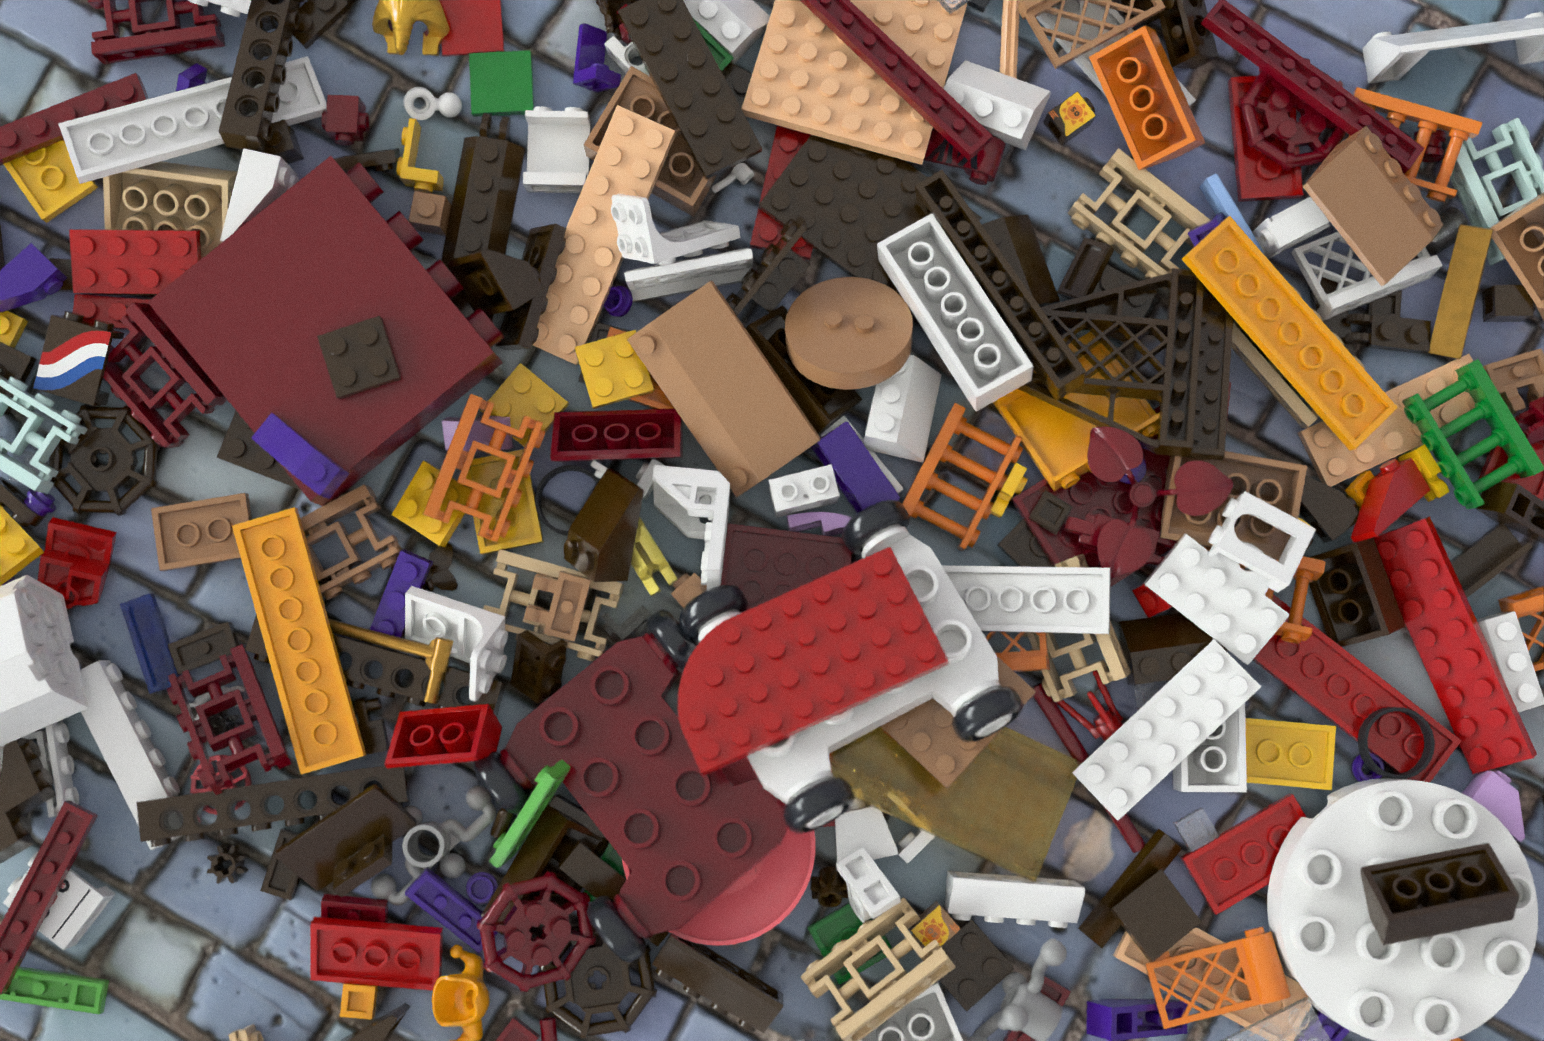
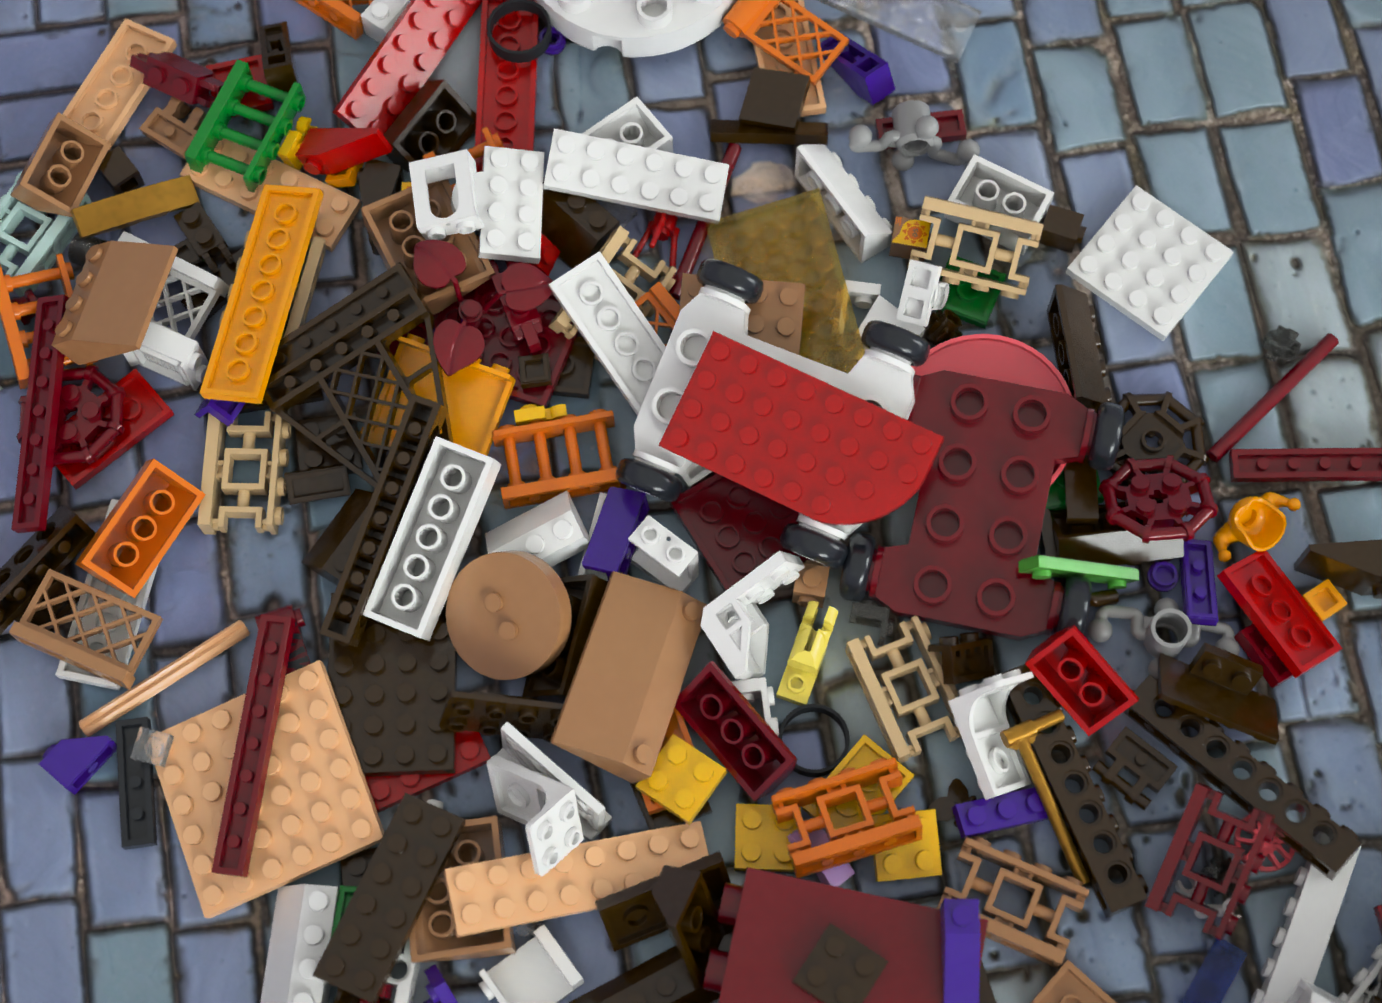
camera: 125 degrees left, 15 degrees down
(203, 647) = (1174, 941): dark brown plate -> none
(237, 866) = (1326, 781): dark brown gear -> none
(279, 878) = (1292, 736): dark brown tile -> none
(299, 640) = (1101, 857): light orange plate -> none
(566, 606) = (898, 667): medium nougat plate -> none
(605, 530) = (815, 680): dark brown slope -> none
(618, 301) = (620, 816): dark purple plate -> none
(830, 523) = (674, 525): lavender slope -> none
(977, 965) = (907, 194): dark brown plate -> none
(998, 102) = (223, 645): white slope -> none
(1070, 118) = (195, 583): brick -> none
(1196, 829) = (690, 118): clear plate -> none
(1222, 202) = (186, 420): light blue tile -> none
(1243, 855) = (682, 76): red plate -> none
(1289, 753) = (581, 92): yellow plate -> none
(1487, 557) = (331, 61): dark brown panel -> none

